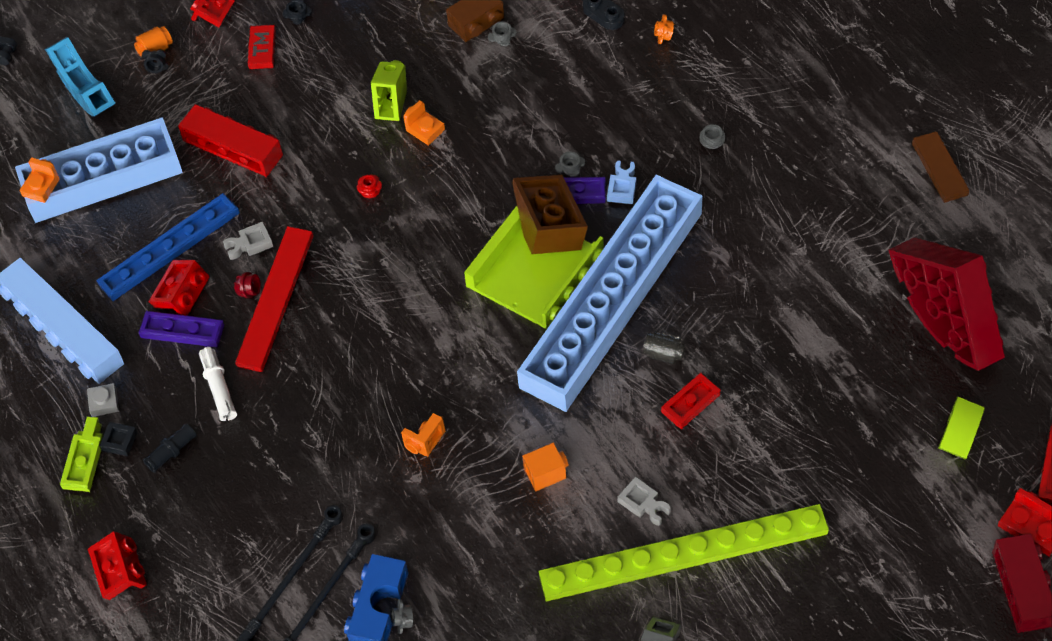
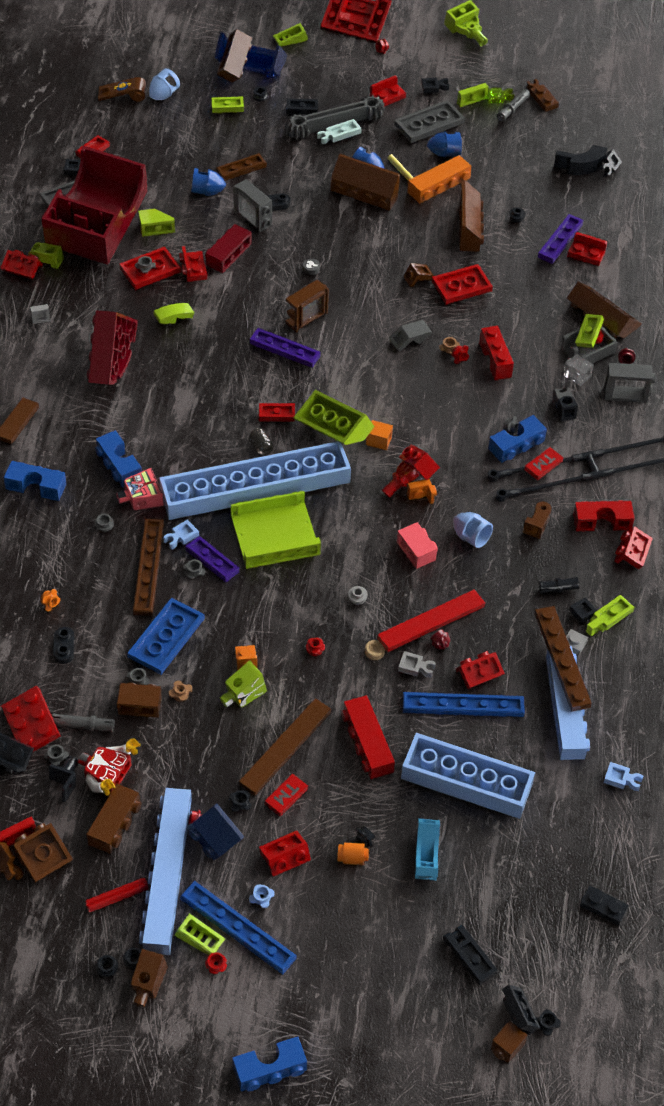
camera: 145 degrees left, 5 degrees down
(40, 180) = (516, 774): orange bracket -> none
(90, 344) = (563, 658): none -> reddish brown plate
(170, 597) = (619, 513): none -> red arch
(181, 329) = (492, 642): dark purple tile -> none
(214, 374) = (502, 604): white axle -> none
(258, 517) = (536, 525): none -> reddish brown leg
(304, 84) = (285, 747): none -> reddish brown tile
(310, 224) = (374, 650): none -> tan tile
(313, 589) = (543, 463): none -> red tile
(323, 429) = (472, 528): none -> light blue helmet
(367, 365) = (417, 545): none -> coral brick
(379, 273) = (357, 599): none -> light grey plate
(450, 52) = (180, 696): none -> medium nougat plate
(454, 442) = (414, 464): none -> red brick
(519, 84) = (166, 636): none -> blue plate
(549, 214) = (244, 533): reddish brown slope -> none
(604, 423) = (334, 419): none -> lime slope
(617, 133) = (148, 567): none -> reddish brown tile
(641, 499) = (349, 391): light grey plate -> none
(683, 552) = (360, 365): lime plate -> none
(718, 190) = (142, 491): none -> coral torso
(764, 196) = (110, 448): none -> blue arch
(783, 495) = (285, 347): none -> dark purple plate
(814, 128) = (22, 475): none -> blue arch
(817, 563) = (308, 303): none -> reddish brown window

